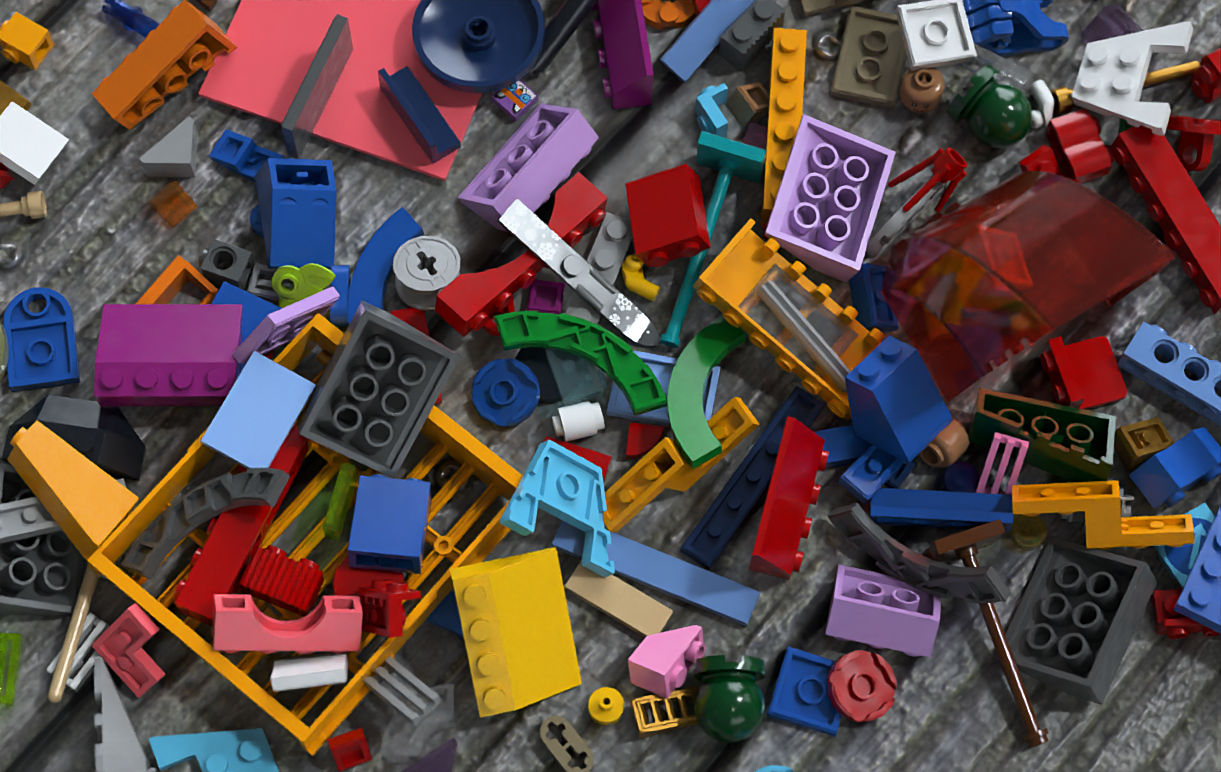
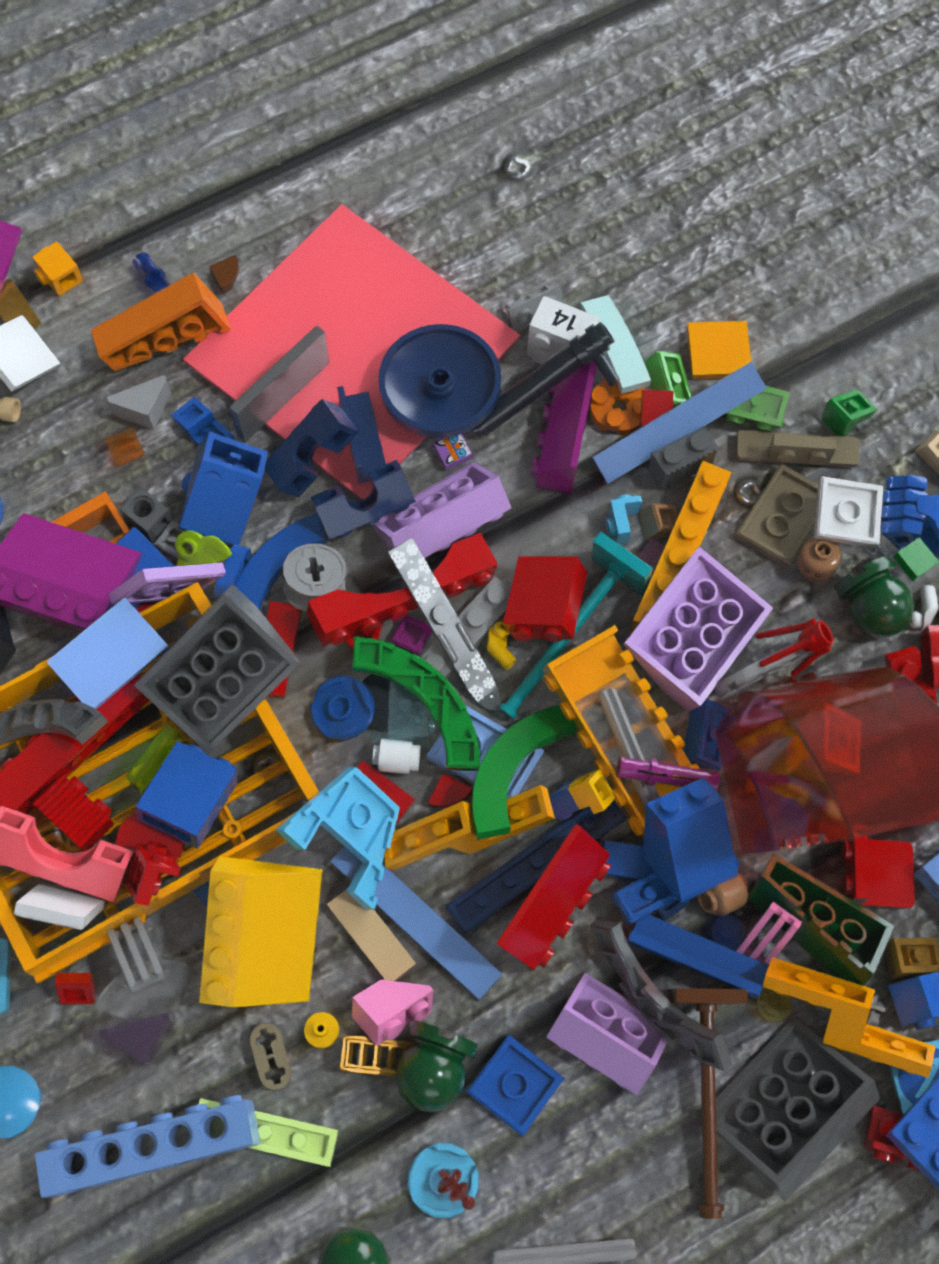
camera: 20 degrees right, 0 degrees up
(357, 163) = (291, 462): none -> dark blue arch
(470, 163) = (388, 494): none -> dark blue arch
(774, 392) = (582, 792): none -> yellow leg
(814, 351) = (630, 769): none -> magenta pin
(861, 686) = (562, 1098): red tile -> none
(1017, 58) = (916, 559): none -> tile

